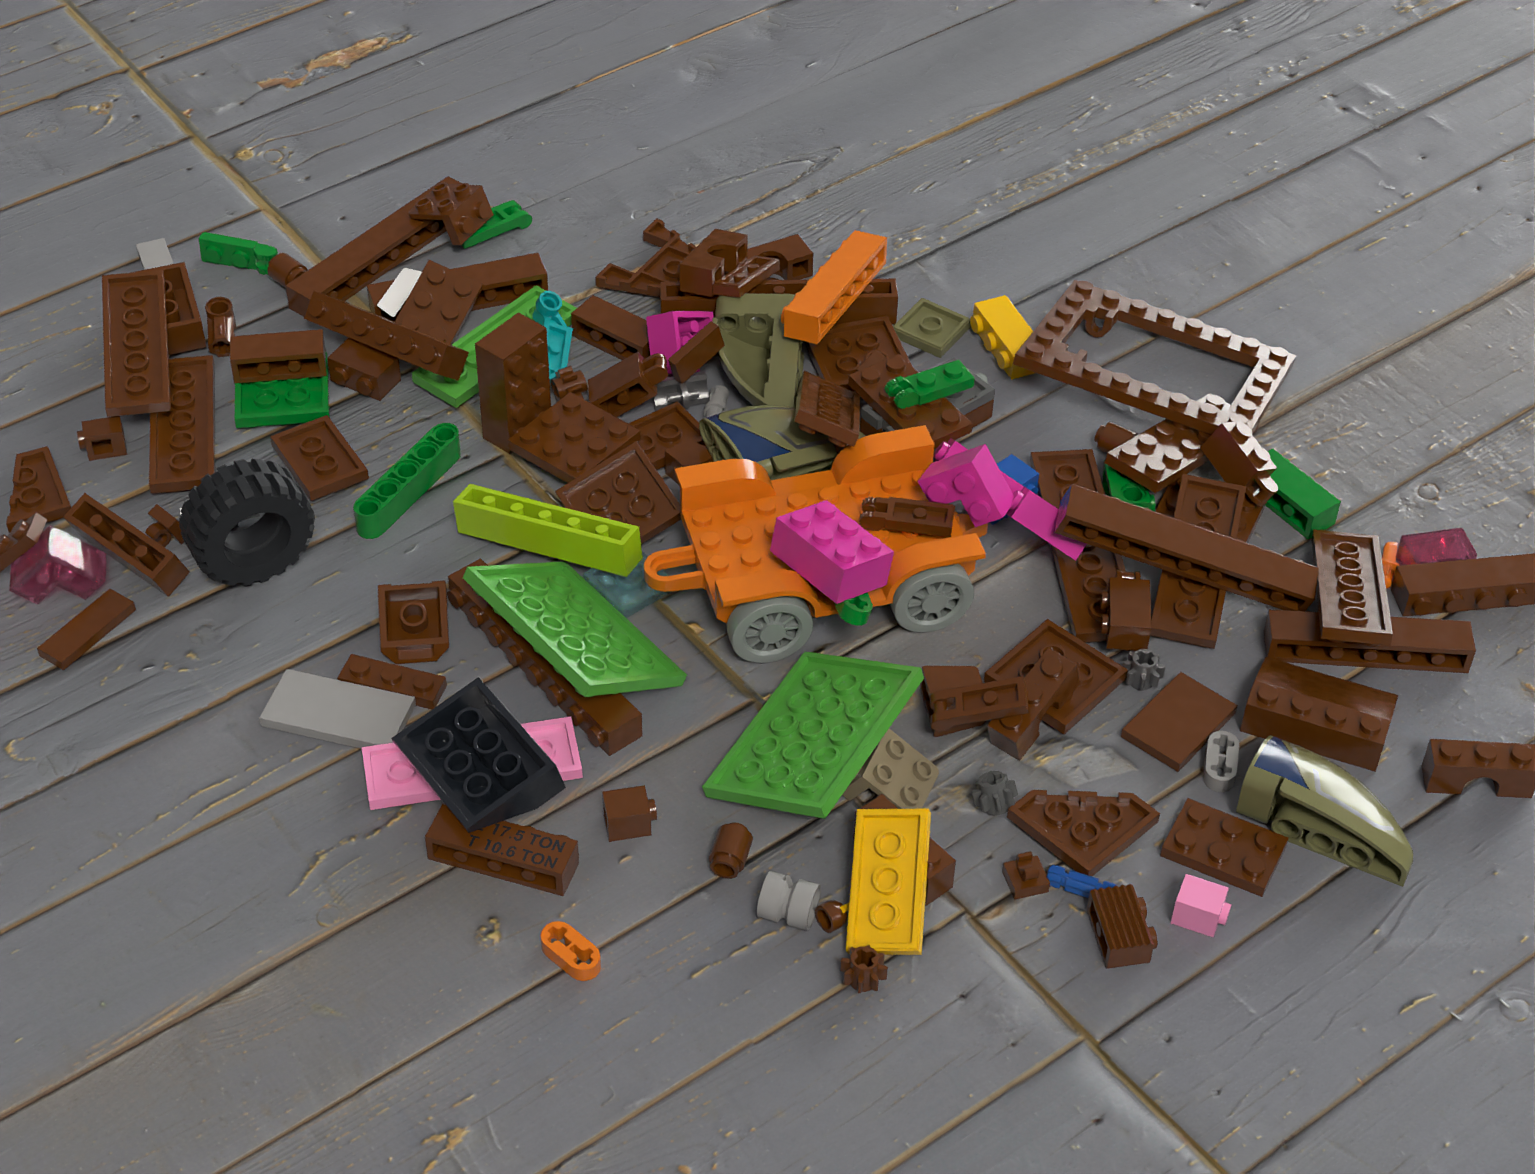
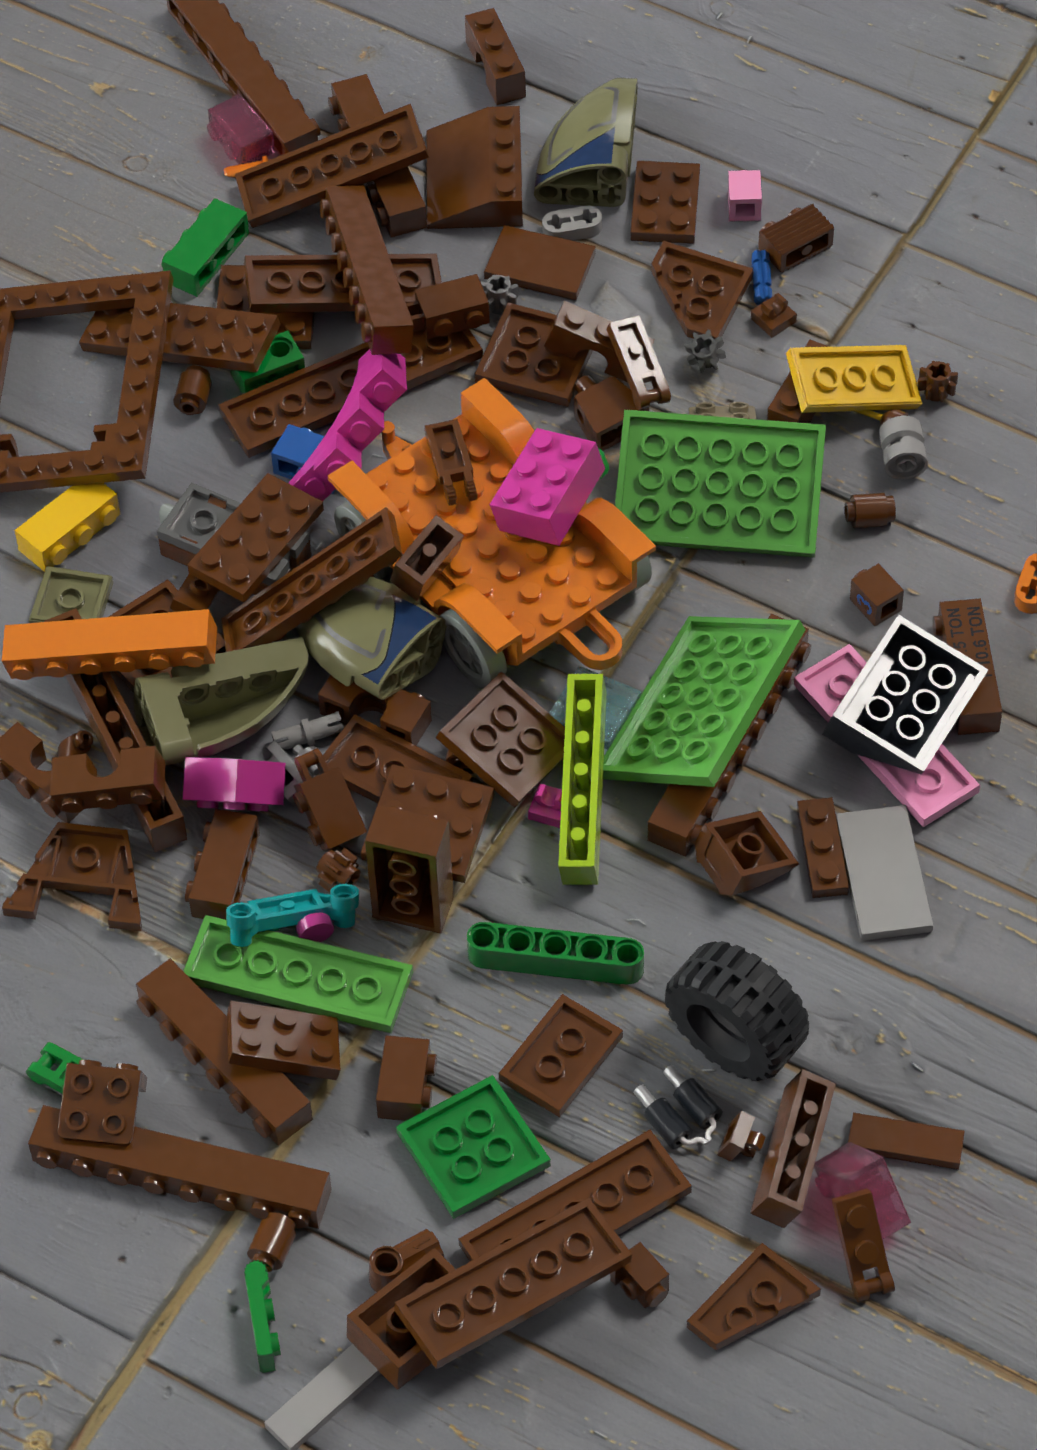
camera: 110 degrees left, 10 degrees up
(278, 356) = (444, 1150): reddish brown brick -> none
(386, 335) = (362, 1058): reddish brown brick -> none
(399, 291) = (271, 1087): white sticker -> none
(696, 352) = (270, 736): reddish brown tile -> none
(746, 276) = (106, 742): reddish brown tile -> none
(800, 458) = (426, 558): none -> reddish brown brick
(930, 384) = (239, 509): green hinge -> none
(972, 480) = (397, 419): dark pink brick -> none
(1241, 460) = (204, 271): reddish brown brick -> none

